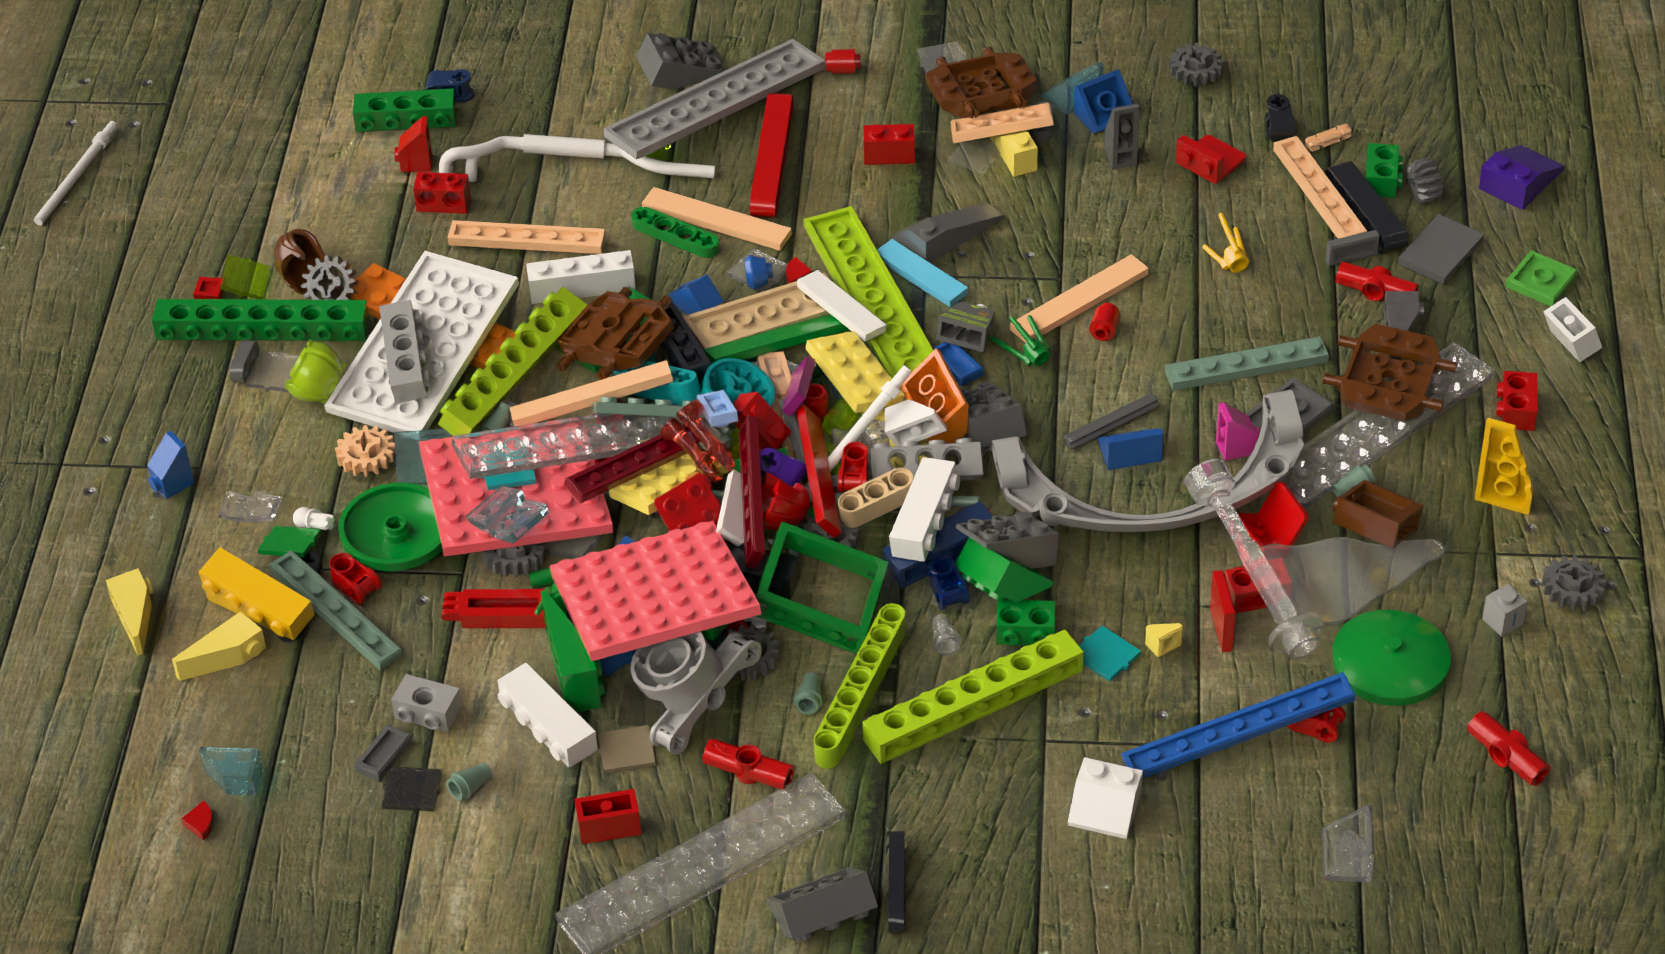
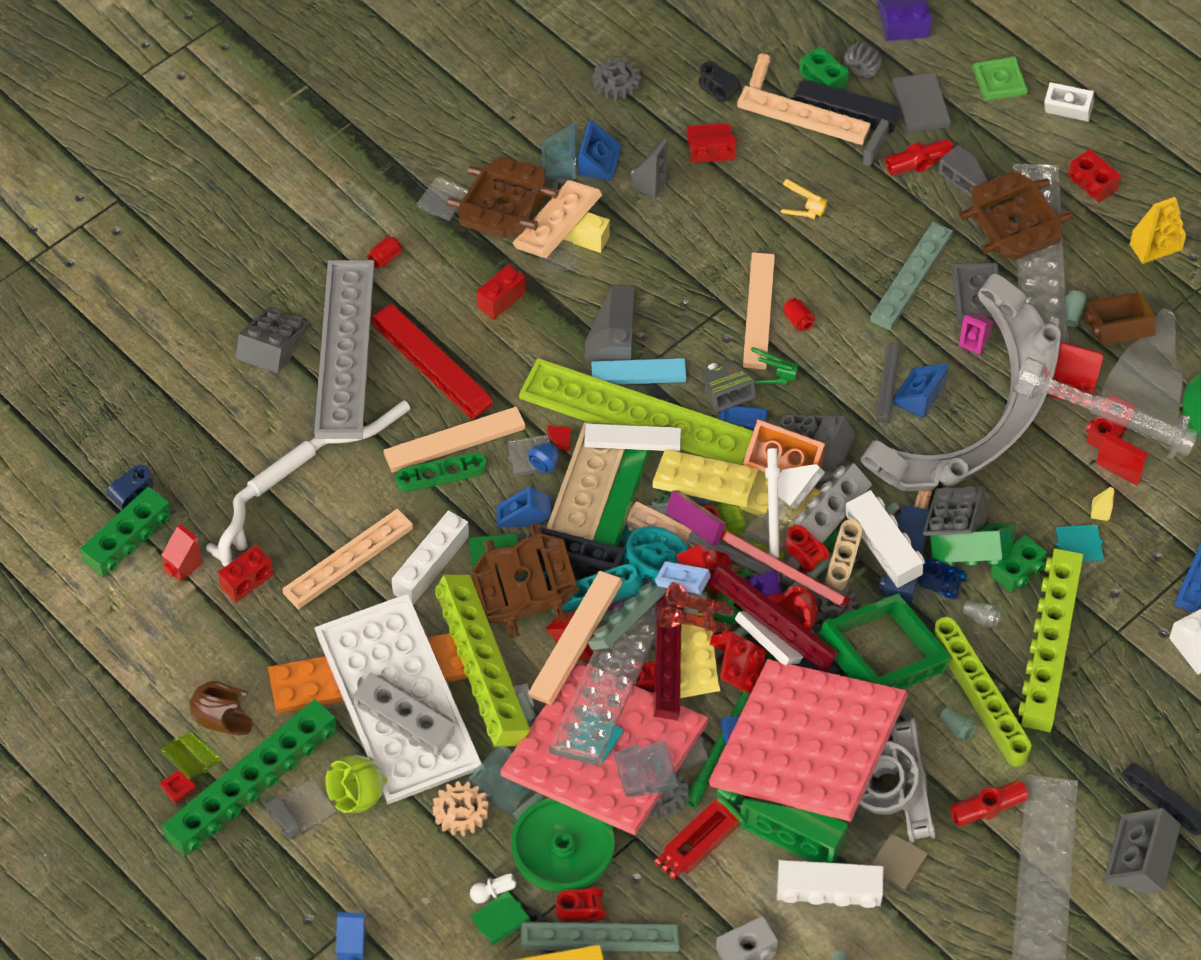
camera: 50 degrees left, 10 degrees up
(254, 509) = (435, 919): clear slope -> none
(324, 273) = (261, 715): gear -> none
(608, 816) = (961, 914): red brick -> none

